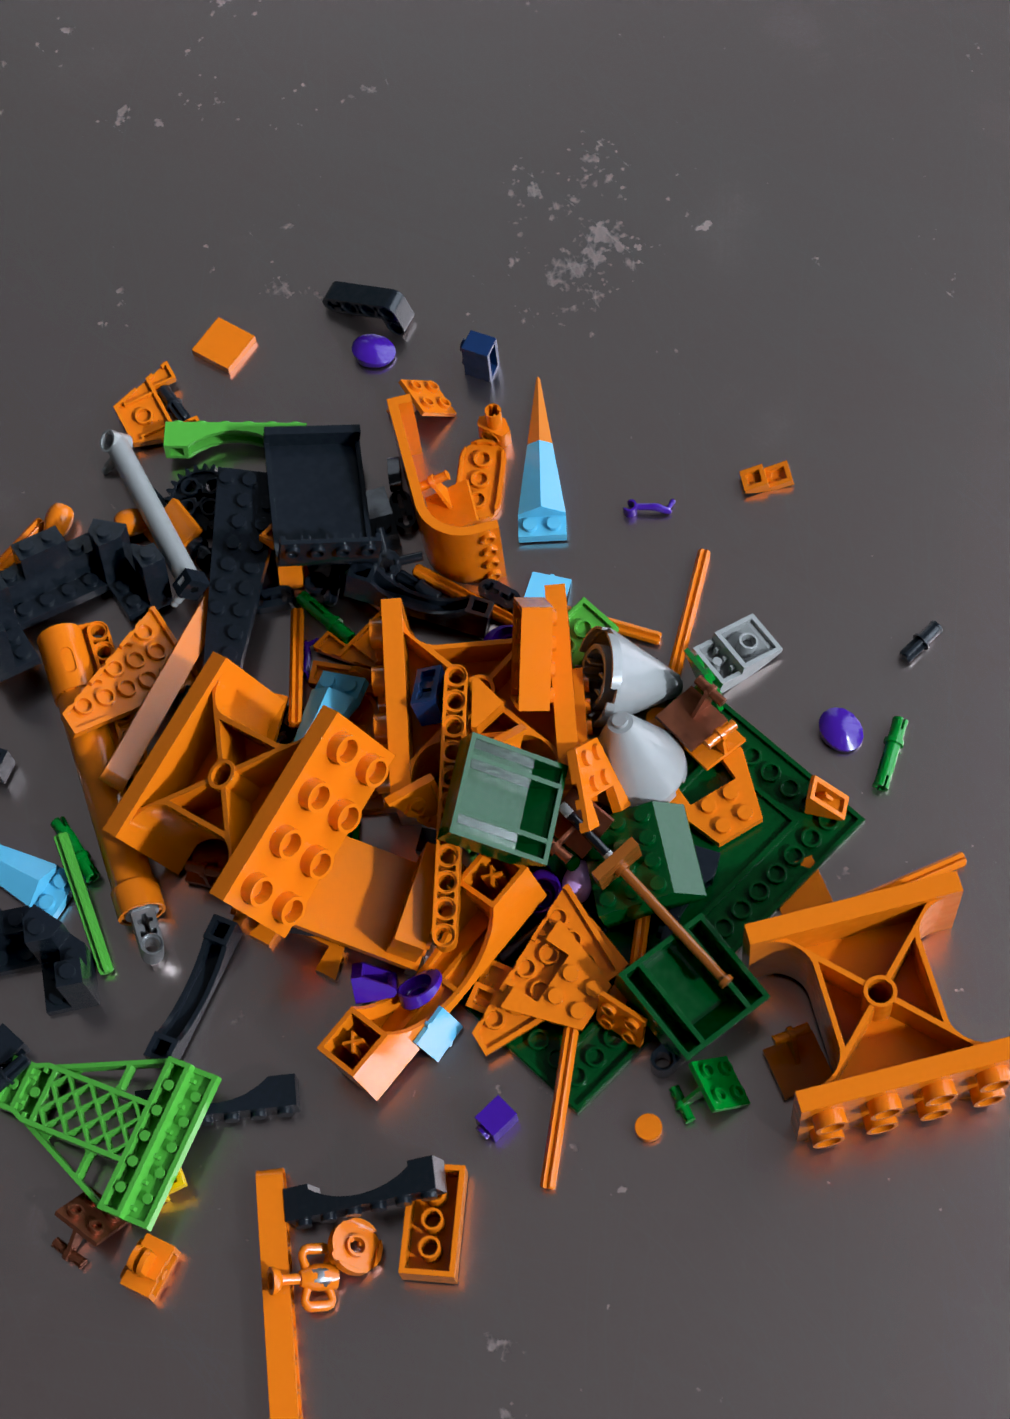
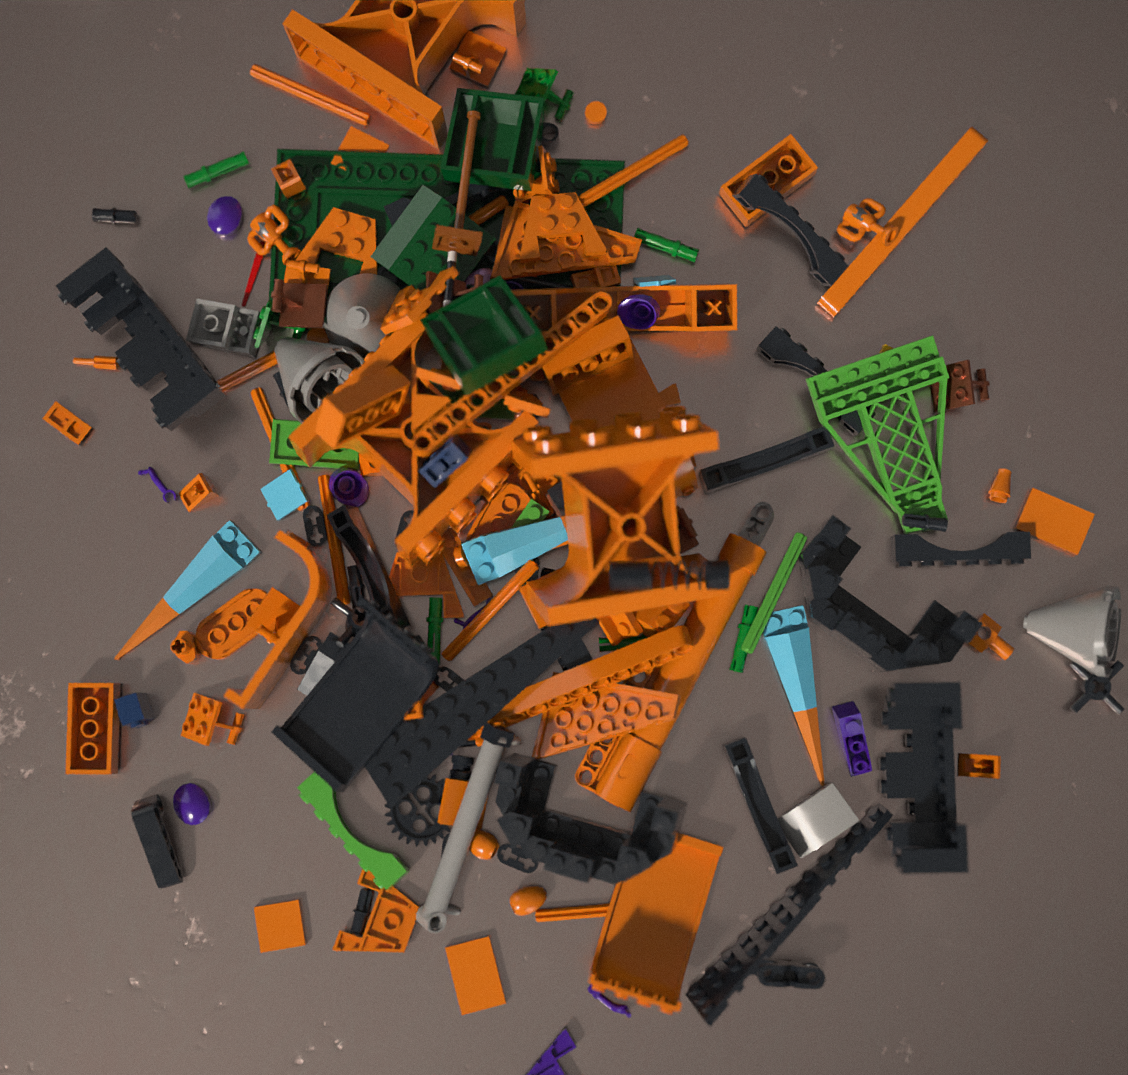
camera: 135 degrees left, 20 degrees up
(47, 447) = (475, 975): none -> orange tile
(149, 1267) = (947, 325): orange brick -> none
(184, 752) = (636, 575): none -> black piece
(344, 1257) = (833, 219): orange plate -> none
(372, 983) = (671, 343): dark purple tile -> none
(394, 474) = (283, 685): black beam -> none
(455, 1084) = (661, 243): none -> green pin
(491, 312) = (92, 728): none -> orange brick
(495, 1119) = (673, 203): dark purple brick -> none
(611, 531) = (198, 492): none -> orange slope
(764, 577) = (157, 344): none -> black brick
(782, 737) = (257, 260): none -> red sticker
(789, 747) = (270, 232): none -> orange piece
(797, 538) = (100, 362): none -> orange axle

